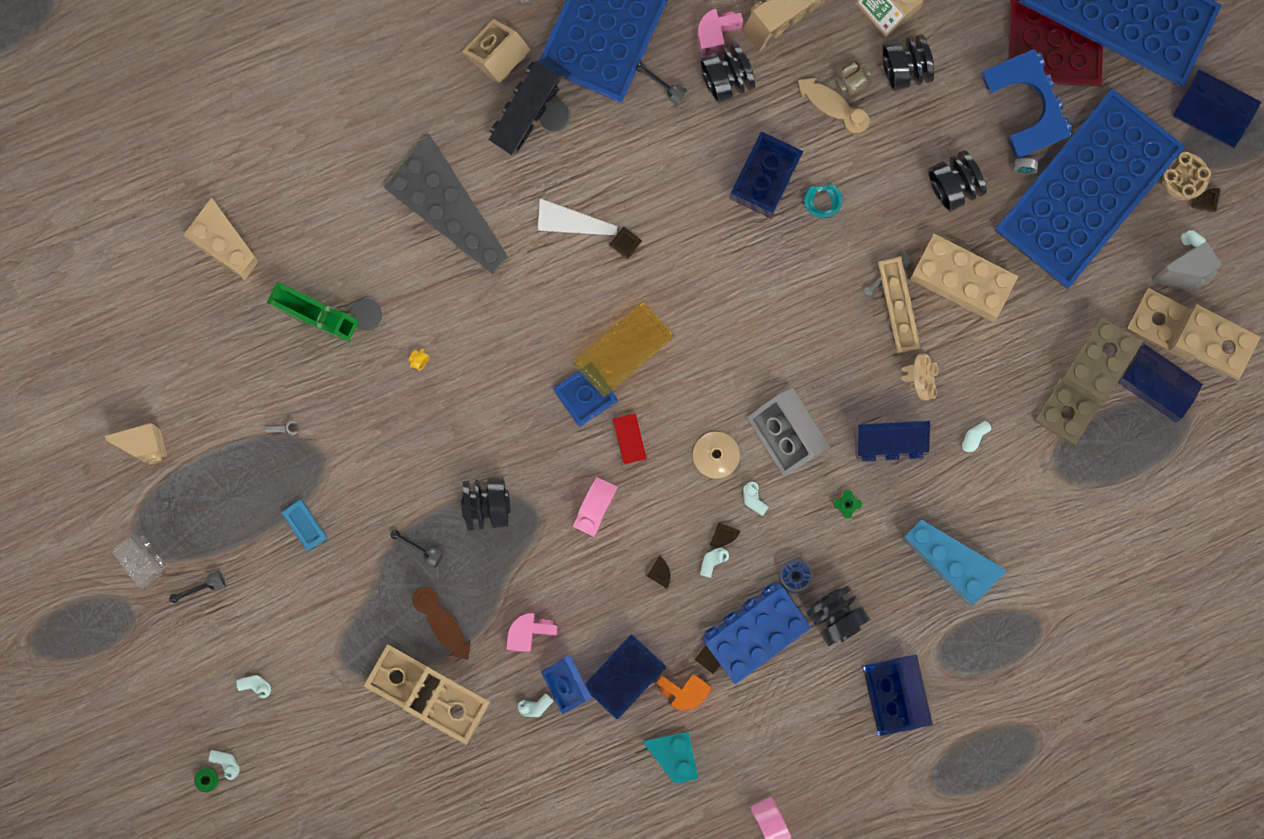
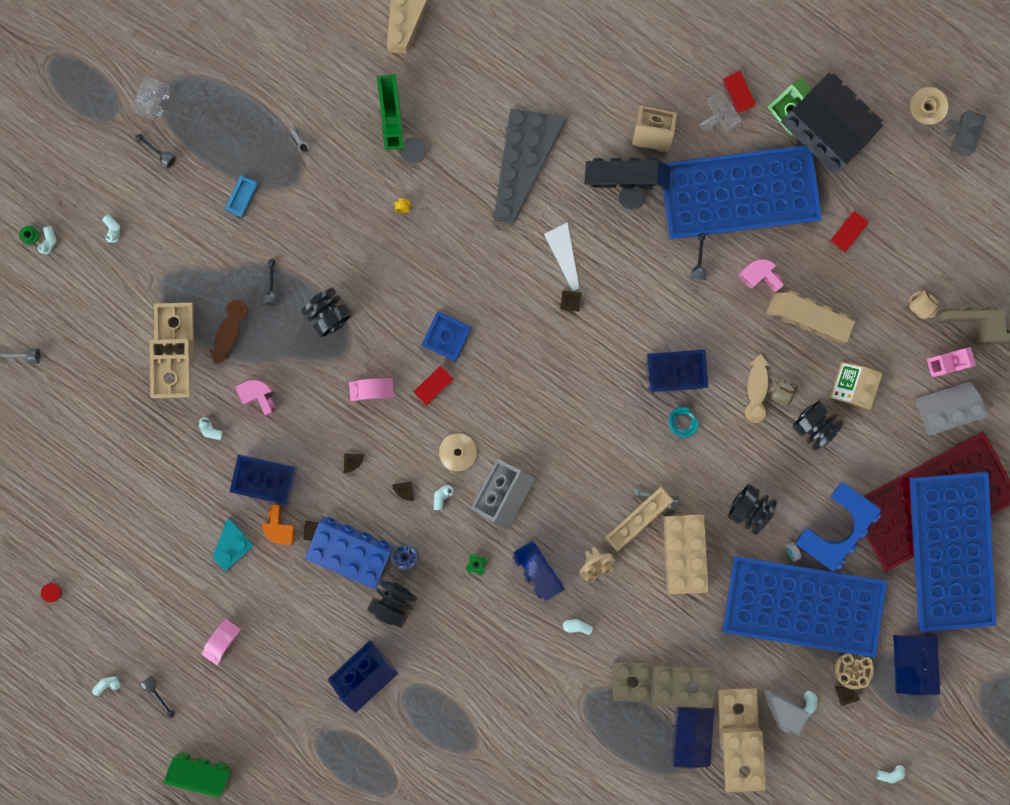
camera: 60 degrees right, 5 degrees up
(141, 442) = (229, 50): tan slope -> none
(566, 685) = (234, 442): blue tile -> none
(623, 349) = (493, 344): clear yellow tile -> none
(712, 559) = (383, 492): light aqua arm -> none
(725, 73) = (733, 300): black wheel -> none
(955, 563) = (477, 668): dark azure wedge -> none

